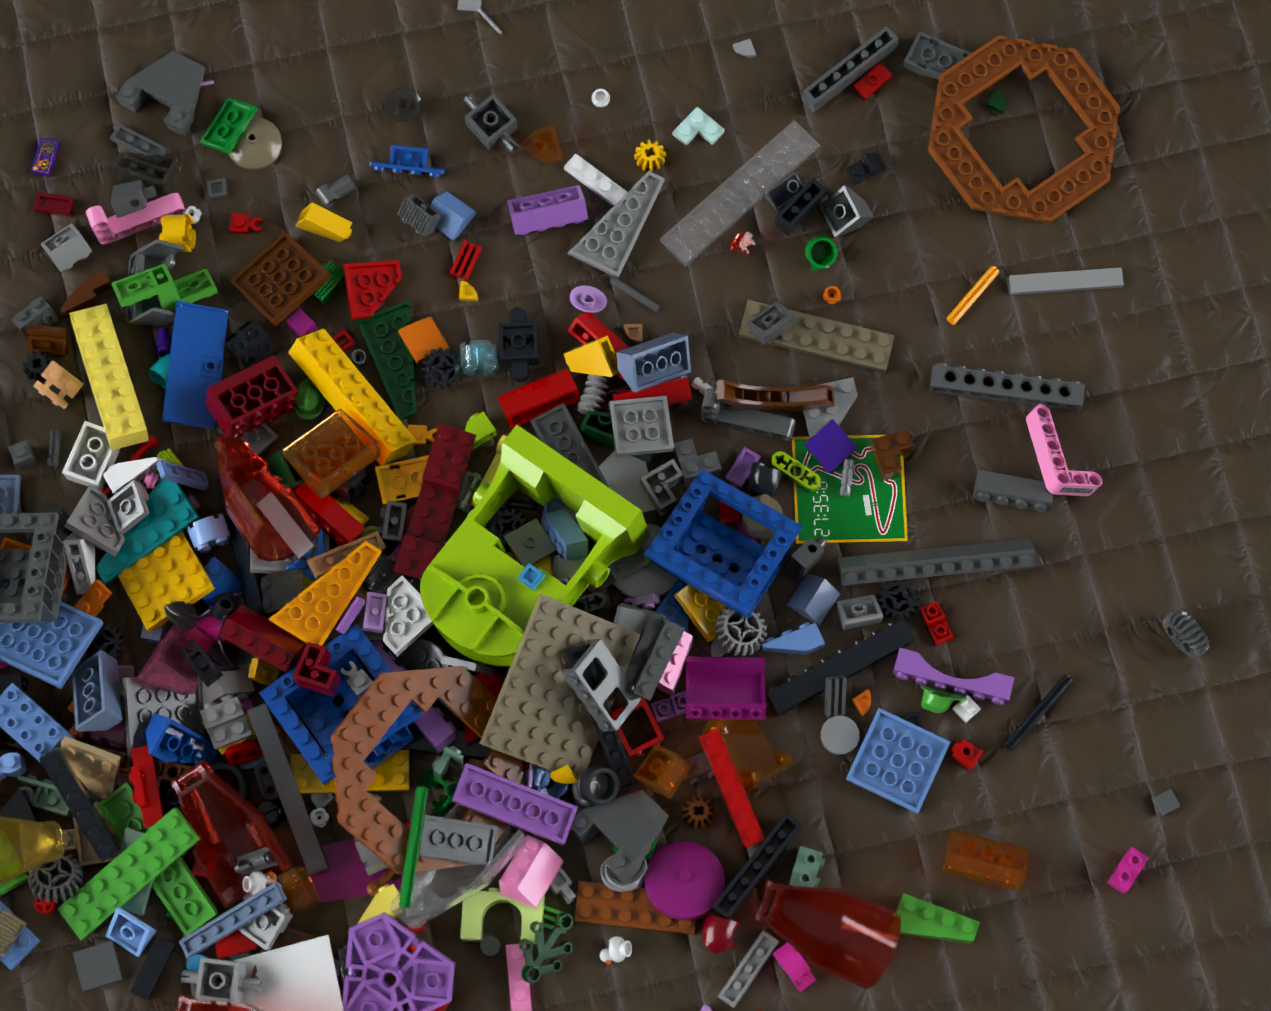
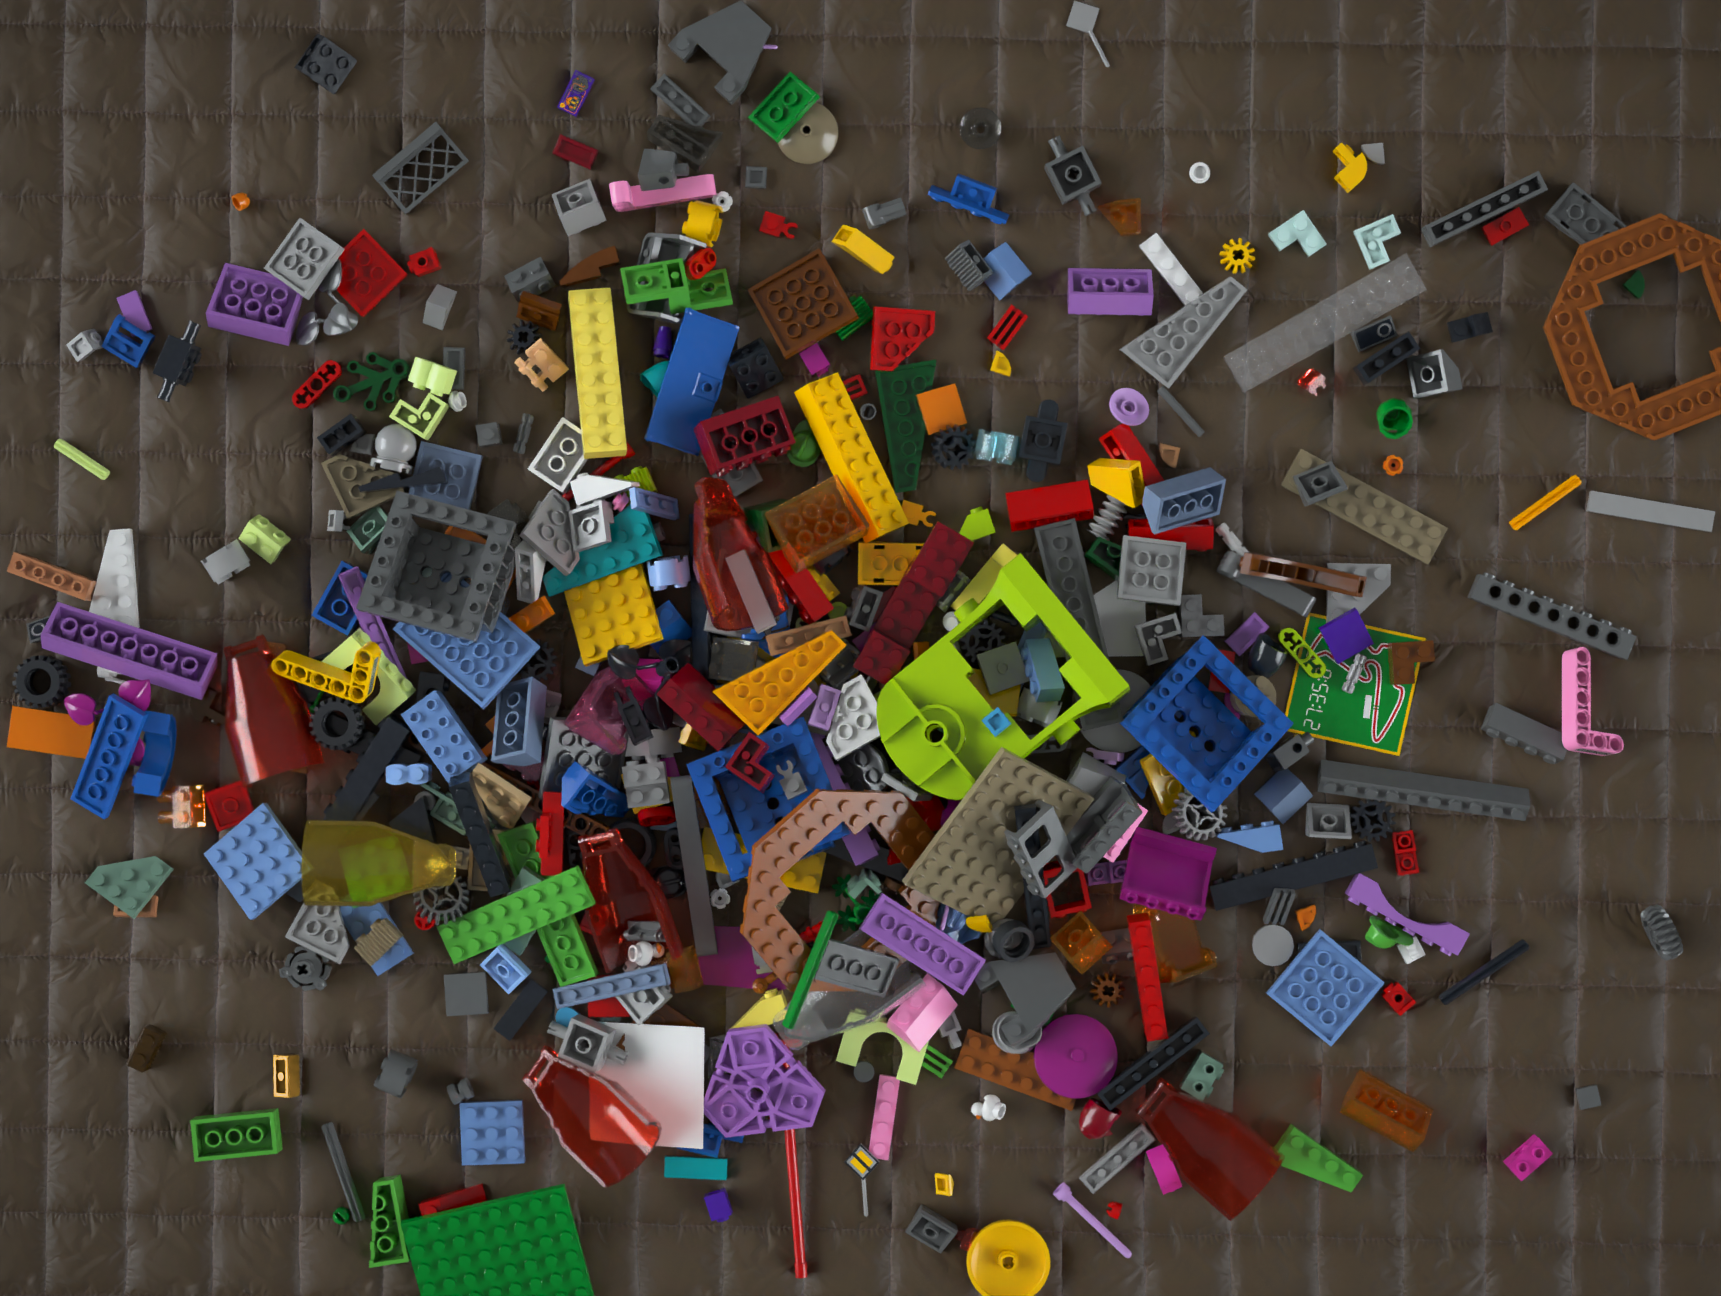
camera: 10 degrees right, 15 degrees up
(182, 267) = (700, 263): none -> red plate
(545, 950) = (902, 1109): dark green plant -> none
(730, 63) = (1354, 170): none -> yellow brick
(762, 116) = (1371, 238): none -> light aqua plate

